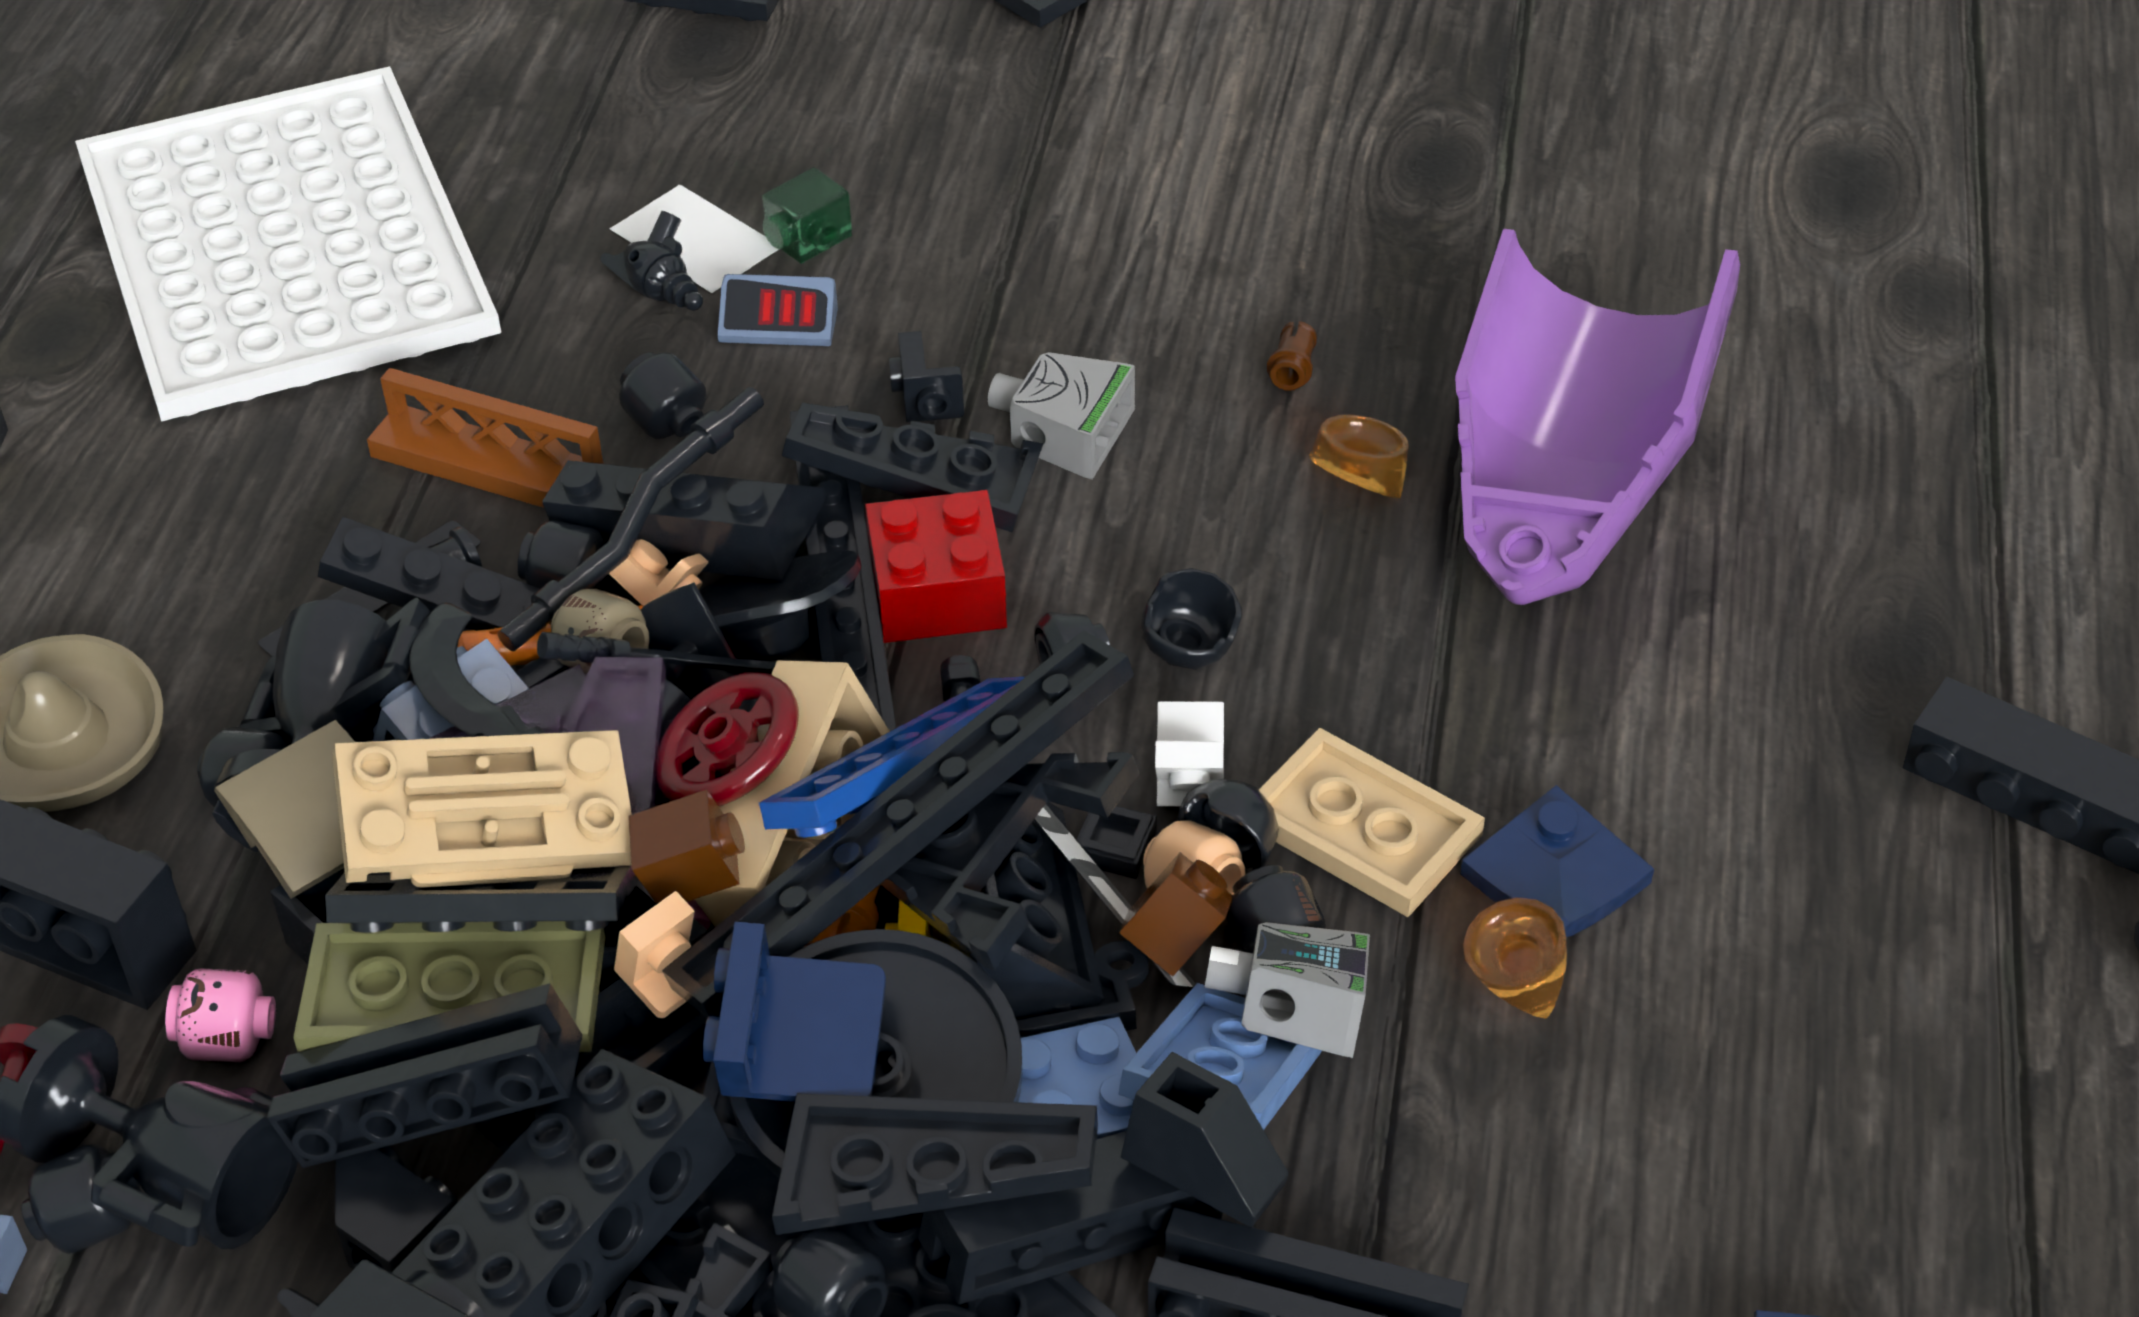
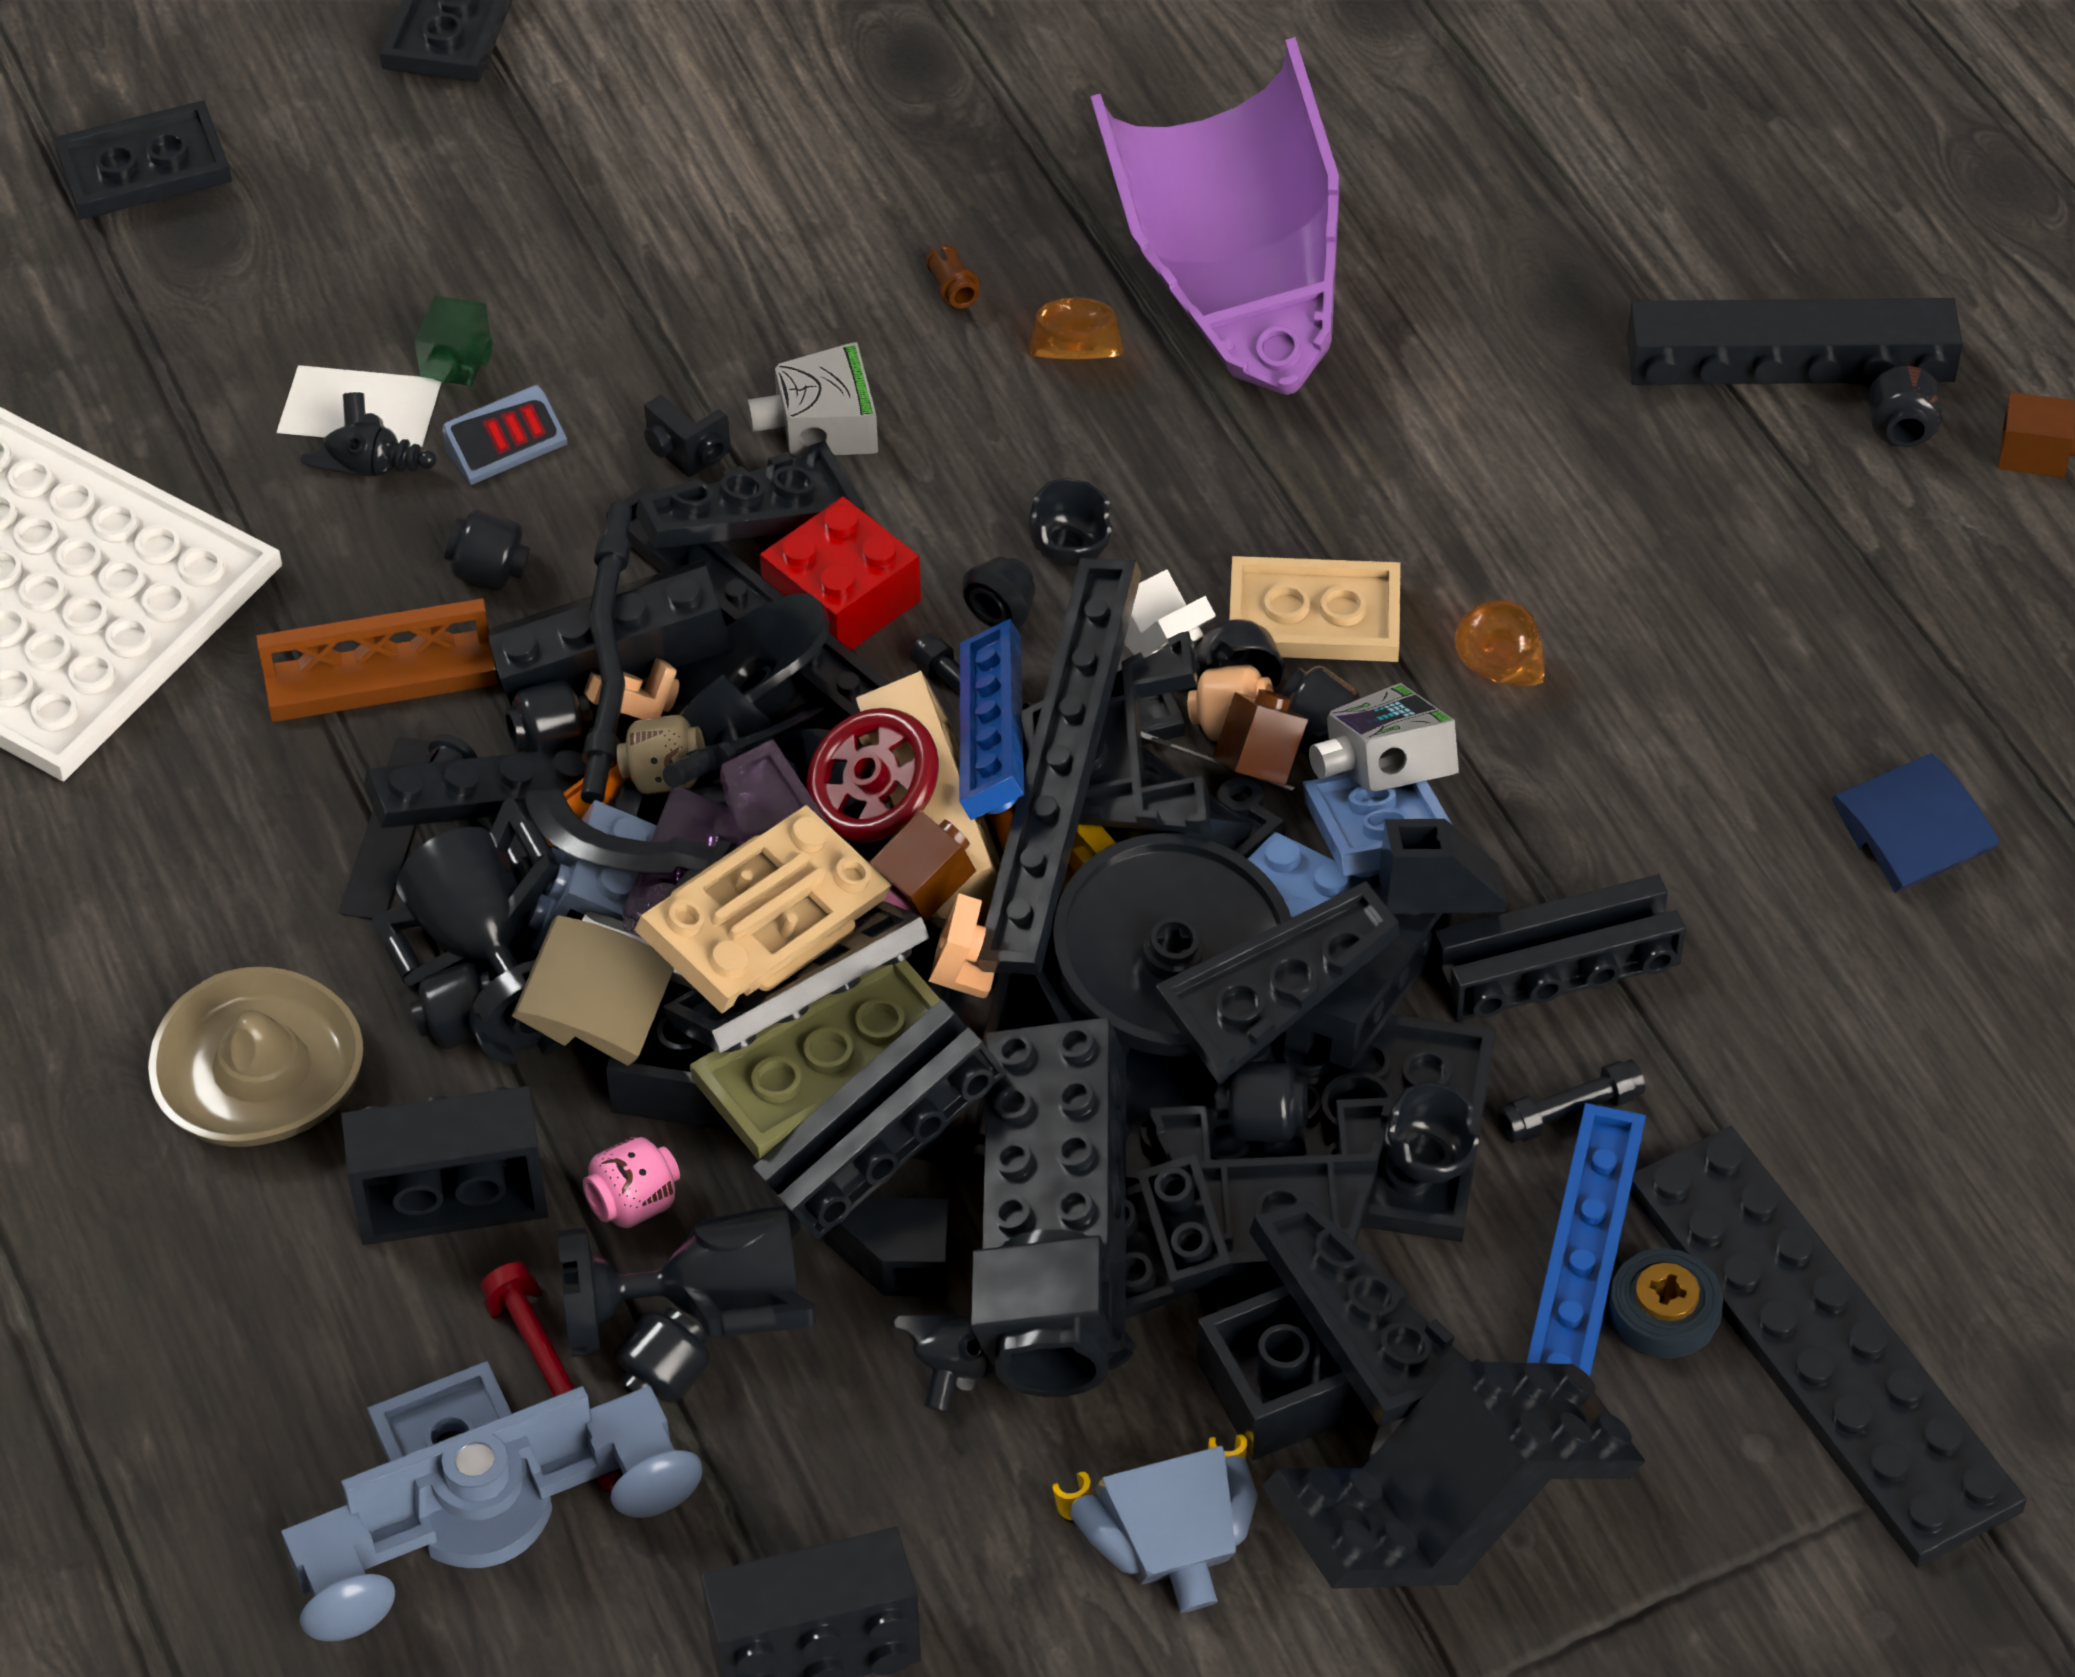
camera: 35 degrees left, 5 degrees up
(792, 1022) = (1117, 937): dark blue bracket -> none
(1560, 859) = (1465, 567): dark blue plate -> none

